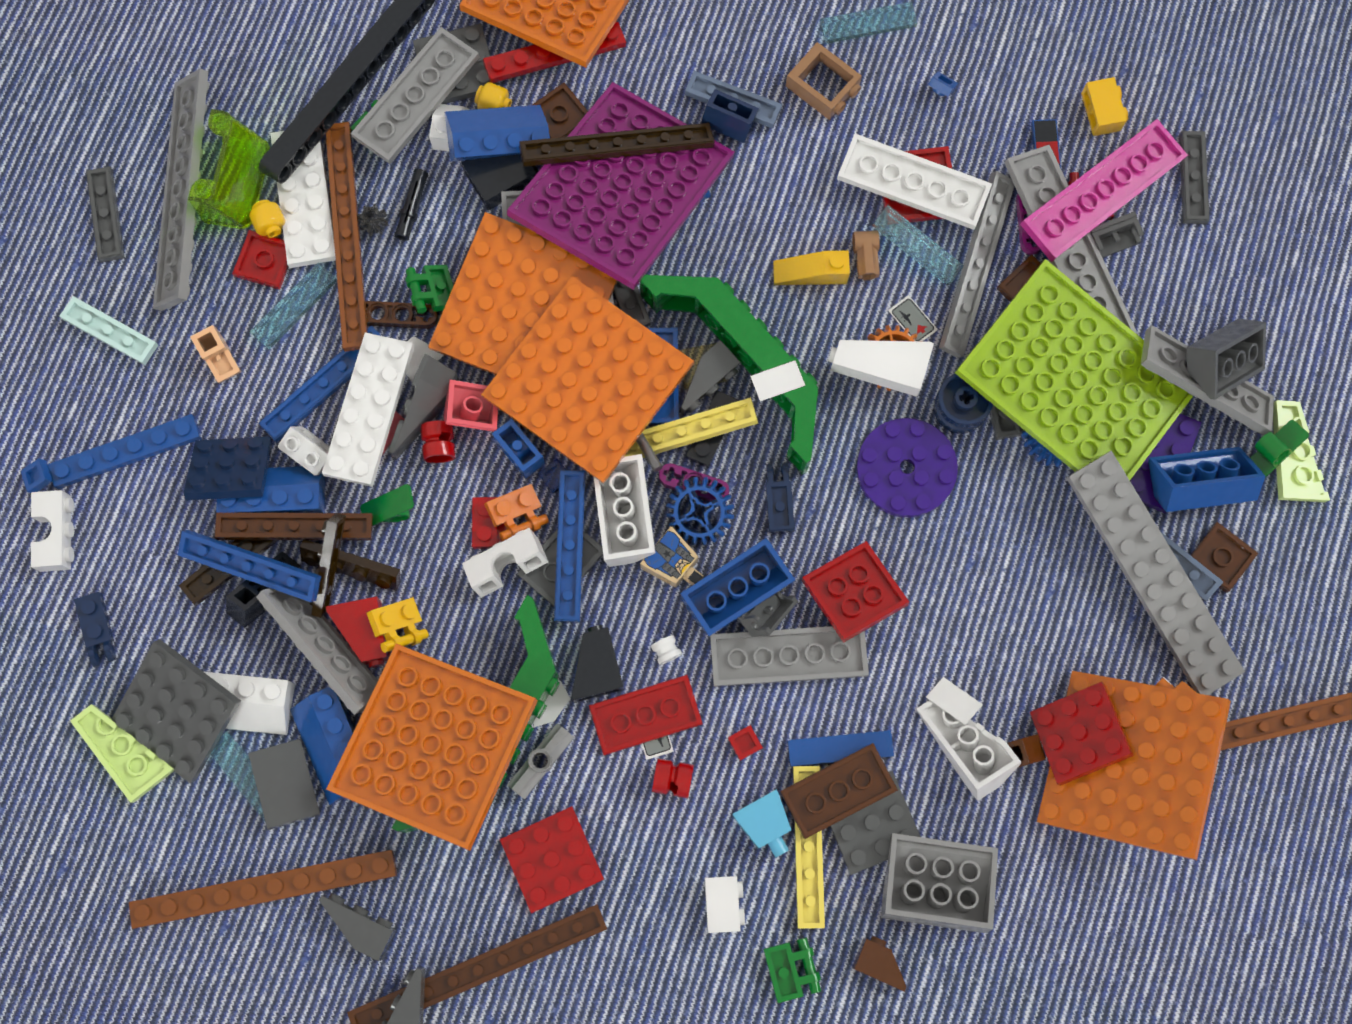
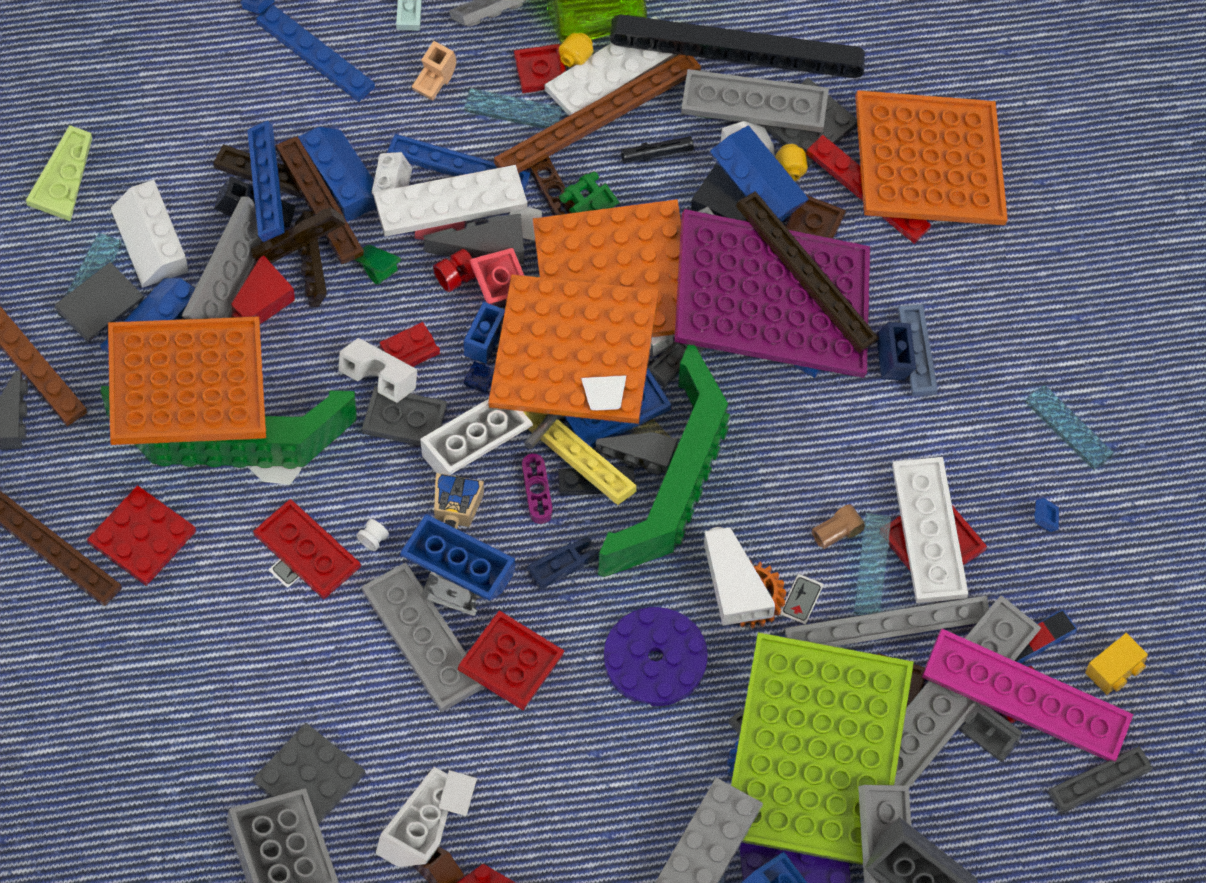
camera: 60 degrees right, 15 degrees down
(56, 550) = (204, 45): white arch -> none
(95, 626) = (156, 106): dark blue hinge -> none
(175, 710) = (116, 191): dark grey plate -> none
(228, 468) = (341, 128): dark blue plate -> none
(374, 225) = (624, 127): clear smoke gear -> none
(395, 617) = (283, 311): yellow plate -> none
(513, 505) = (434, 356): orange plate -> none
(529, 775) = (235, 486): light grey piece -> none
(569, 546) = (420, 413): blue tile -> none
(596, 666) = (327, 487): black slope -> none
(652, 375) = (604, 392): none -> white sticker
(672, 778) = (261, 591): red wheel -> none
(704, 521) = (511, 513): blue gear -> none
(723, 904) = (172, 684): white brick -> none
(745, 743) = (324, 637): red plate -> none
(765, 822) = (262, 685): medium azure torso -> none
(777, 380) = (661, 494): white sticker -> none
(784, 973) = (137, 763): green plate -> none
(808, 869) = (258, 732): light yellow plate -> none
(813, 269) = (796, 491): yellow slope -> none
(820, 54) = (987, 393): medium nougat window -> none
(834, 748) = (362, 720): blue tile -> none
(838, 791) = (321, 729): reddish brown tile -> none
(878, 962) = (185, 836): reddish brown slope -> none
(952, 411) = (733, 669): dark blue wheel -> none

